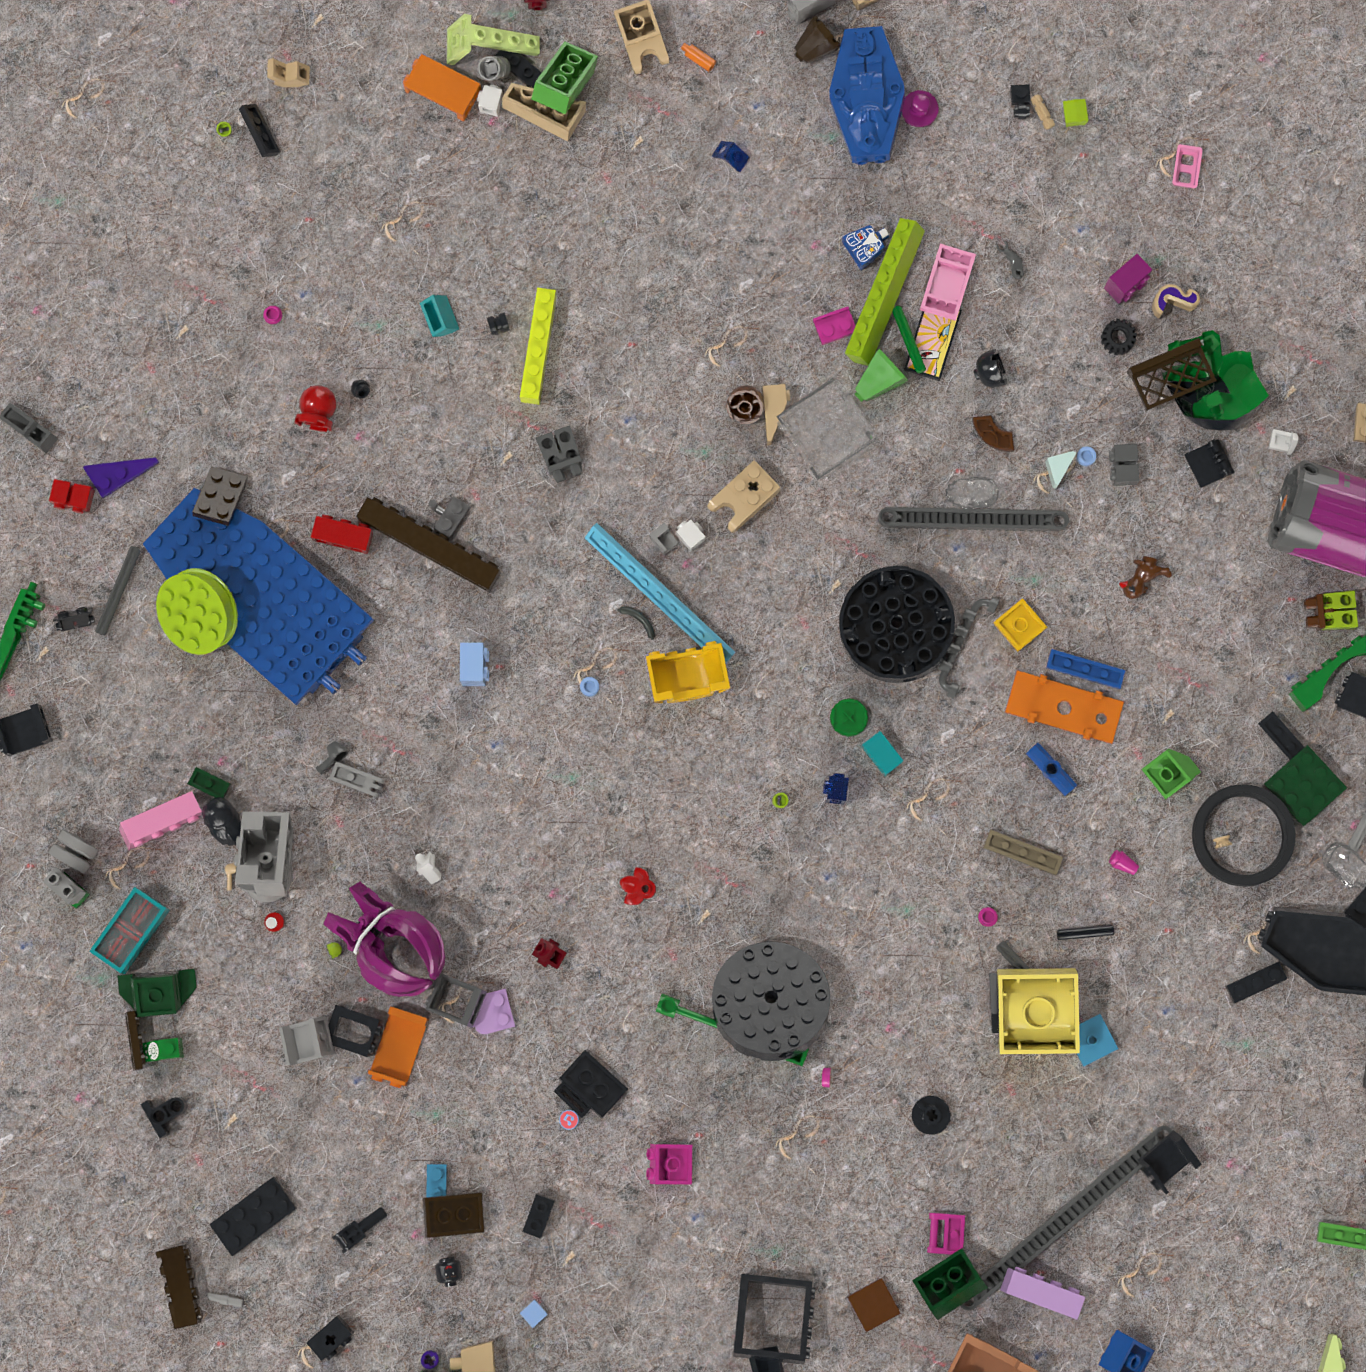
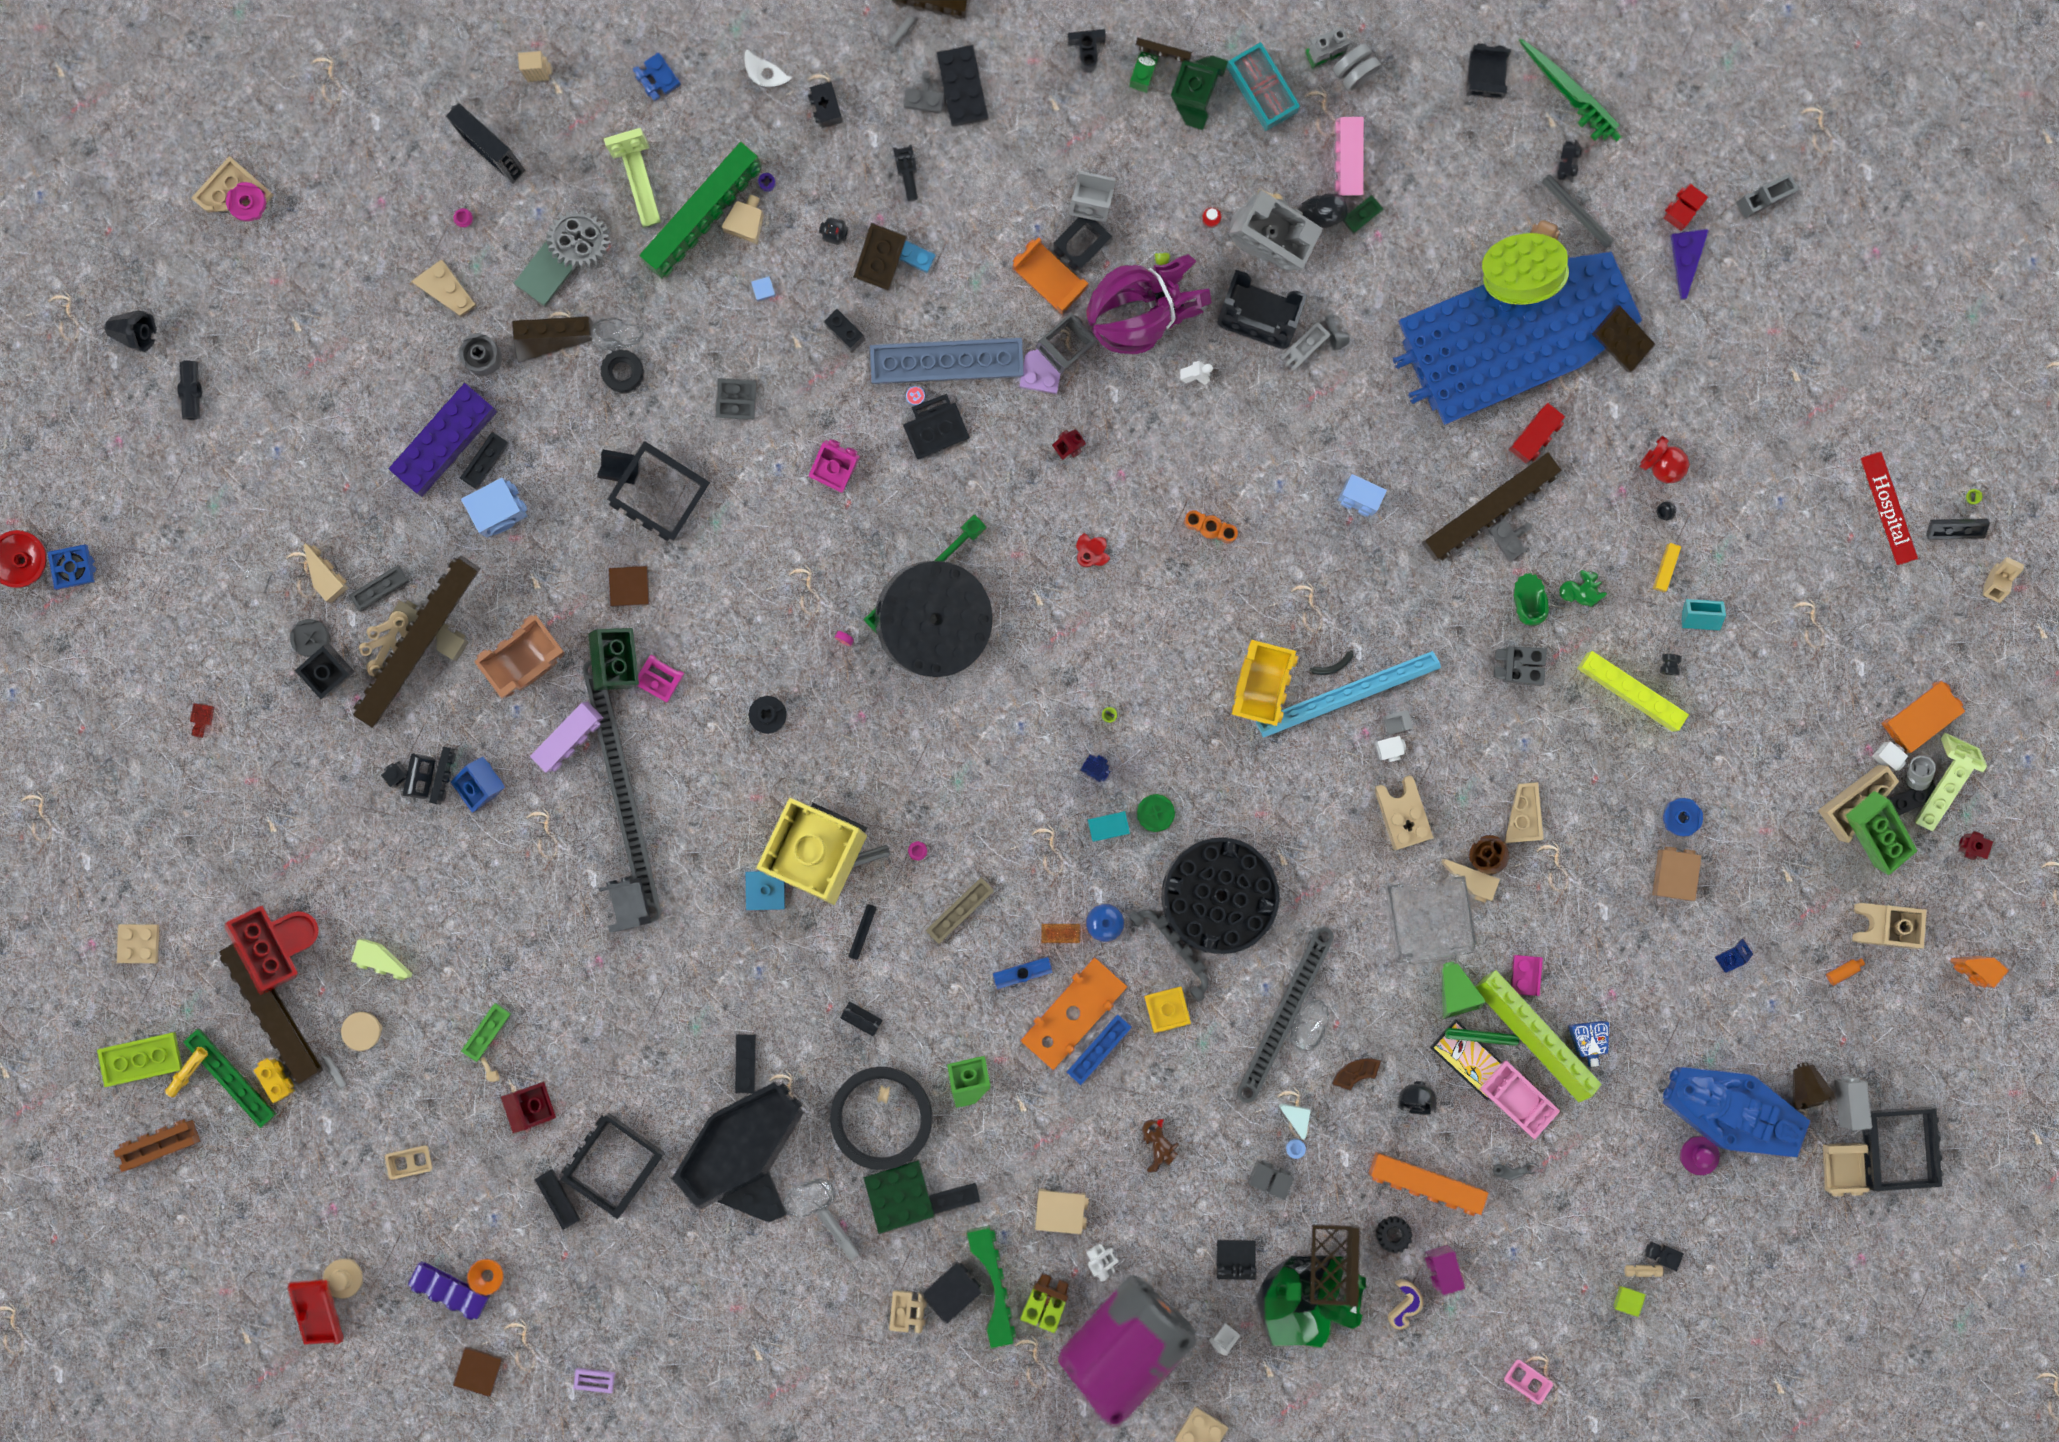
camera: 110 degrees right, 5 degrees up
(148, 610) = (1546, 228): none -> medium nougat head
(266, 198) = (1889, 508): none -> red sticker
(272, 315) = (1773, 463): dark pink plate -> none
(282, 1247) = (924, 99): none -> flat silver plate
(343, 834) = (1260, 313): none -> black windscreen
(411, 366) = (1666, 567): none -> yellow piece
(469, 426) = (1585, 594): none -> green animal
(498, 471) = (1530, 600): none -> green hair
(522, 1105) = (946, 360): none -> sand blue plate
(564, 779) = (1201, 526): none -> orange piece
(589, 686) = (1293, 592): light blue tile -> none
(620, 248) = (1690, 809): none -> blue plate
(649, 1288) = (736, 398): none -> dark grey slope
(683, 236) = (1676, 874): none -> medium nougat brick
(694, 389) = (1525, 816): none -> tan wing
(969, 716) = (1105, 922): none -> blue cylinder
(998, 752) = (1060, 933): none -> clear orange plate
(1059, 328) = (1428, 1183): none -> orange brick
(1123, 862) = (908, 996): dark pink cone -> none
(1163, 895) = (861, 1018): none -> black hinge
(1245, 635) = (1061, 1211): none -> tan panel
(1273, 581) = (1099, 1264): none -> white piece

